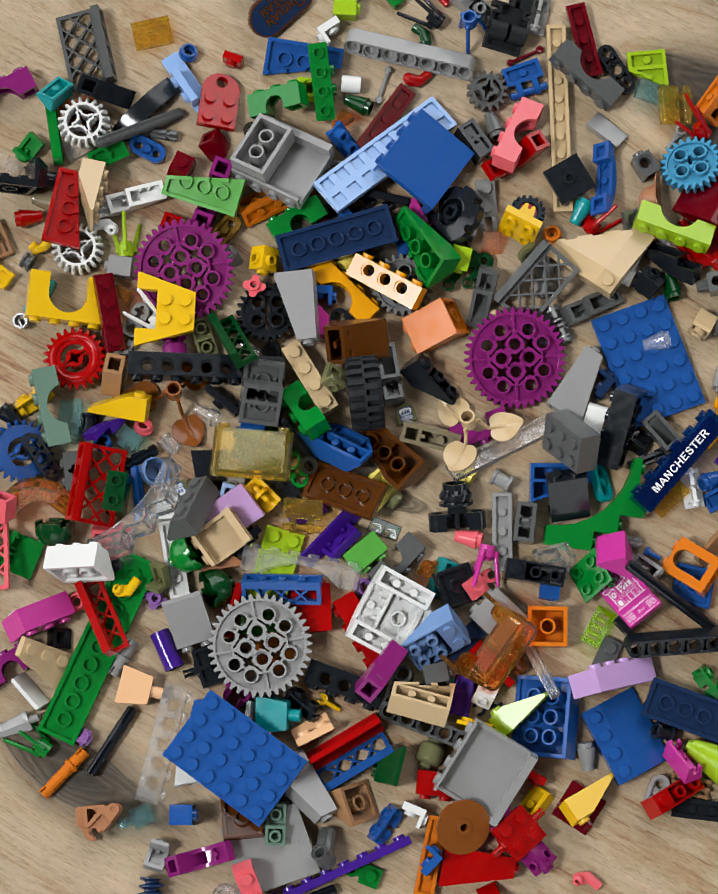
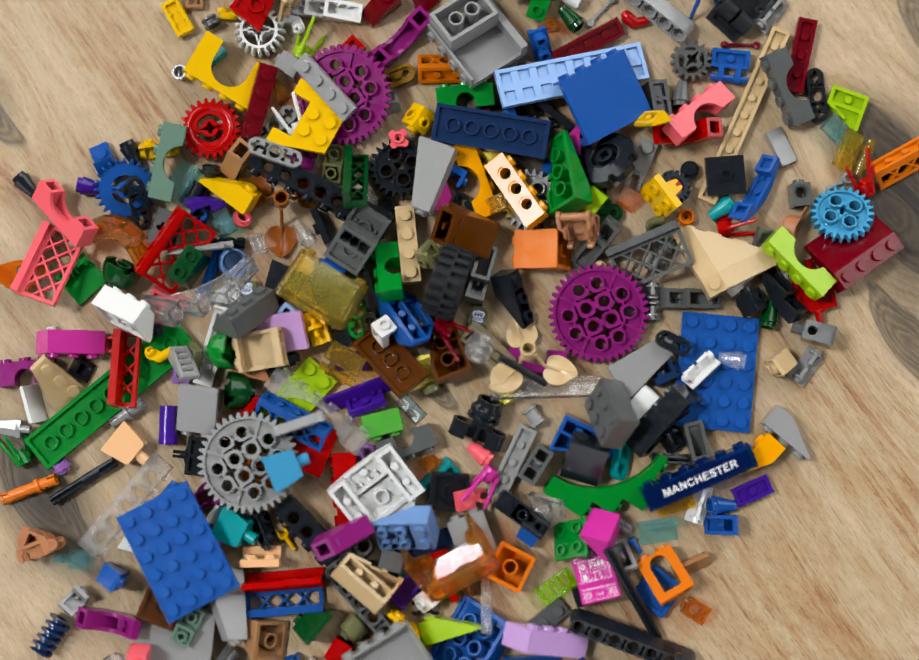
camera: 30 degrees right, 5 degrees up
(92, 397) = (209, 170): none -> pearl dark grey plate
(133, 347) = (290, 152): none -> light grey beam
(137, 460) = (209, 247): none -> light grey bar
(153, 582) = (182, 360): none -> light grey slope
(164, 269) = (325, 87): none -> light grey plate
(211, 193) = (401, 38): bright green wing -> none
(289, 586) = (298, 424): none -> light grey beam
(296, 632) = (284, 468): none -> dark azure torso
(324, 466) = (382, 329): none -> white bracket
(374, 302) = (496, 204): none -> clear yellow wheel
(381, 438) = (445, 330): none -> dark red plant
(422, 439) = (479, 348): none -> clear hair
(459, 287) = (578, 227): none -> nougat piece
(471, 440) = (522, 370): none -> black bar
(478, 158) = (652, 118): none -> yellow slope
(534, 189) = (690, 170): none -> black plate
(595, 357) = (675, 339): none -> black beam
(630, 371) = (697, 373): none -> white hinge
(665, 530) = (657, 530): none -> clear light blue panel

